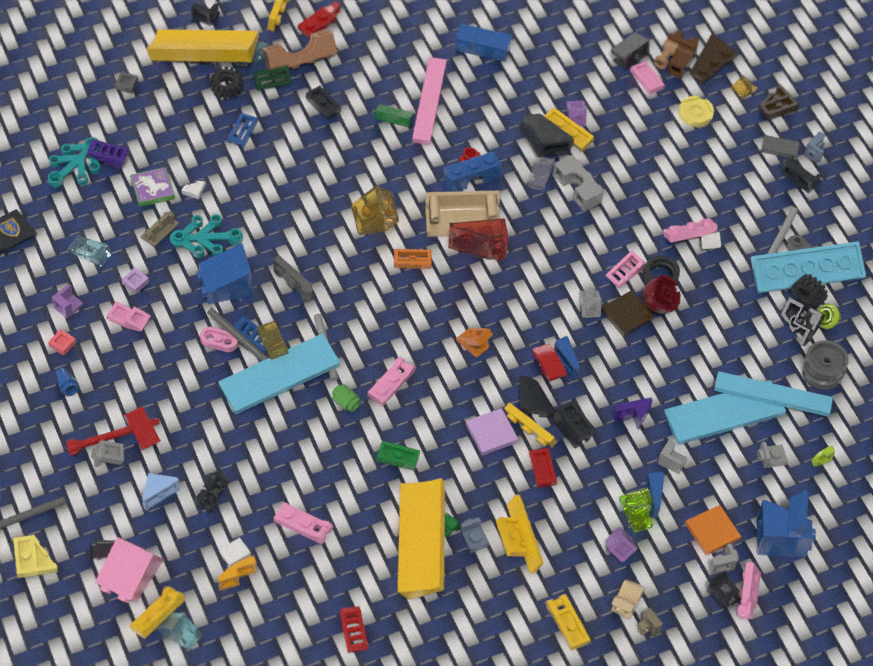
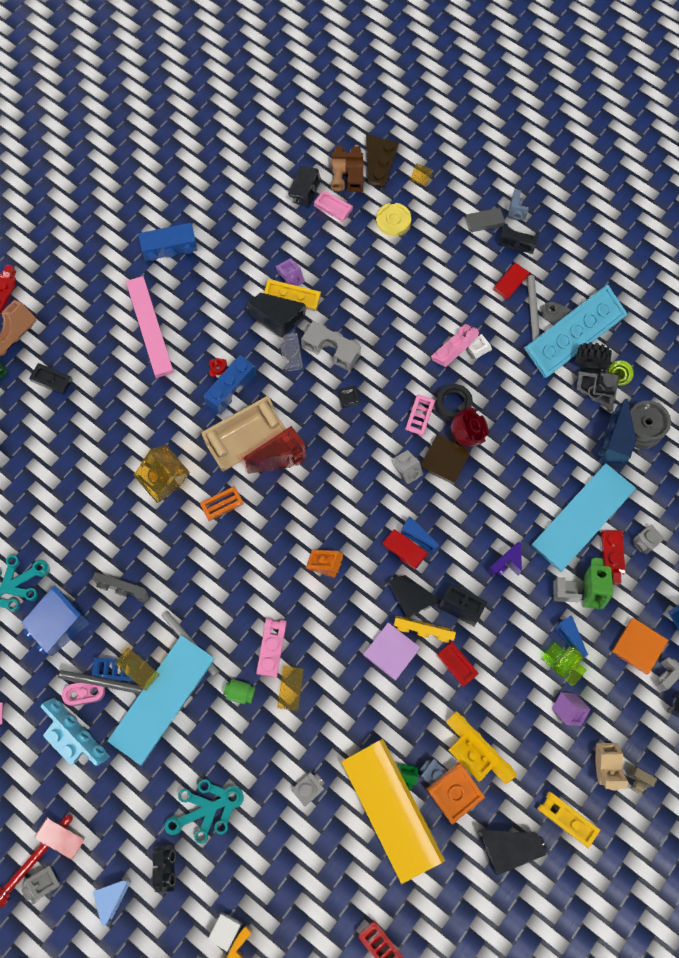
camera: 25 degrees left, 15 degrees up
(189, 364) = (70, 737): none -> medium azure bracket
(270, 468) = (207, 809): none -> teal plant
(302, 523) = (269, 852): bright pink plate -> none
(362, 494) = (308, 788): none -> light grey bracket
(390, 418) = (290, 688): none -> clear yellow tile
(393, 115) = (124, 358): green slope -> none
(398, 455) = (321, 727): green plate -> none
(482, 554) = (455, 793): none -> orange tile
(506, 616) = (511, 849): none -> black slope
(571, 229) = (348, 396): none -> black tile
(706, 456) = (597, 585): none -> bright green torso
(733, 452) = (613, 553): none -> red hinge
(773, 394) = (617, 477): medium azure tile -> none
(774, 205) = (511, 281): none -> red tile
(778, 103) = (461, 177): dark brown wing -> none
(787, 364) = (619, 438): none -> dark blue slope

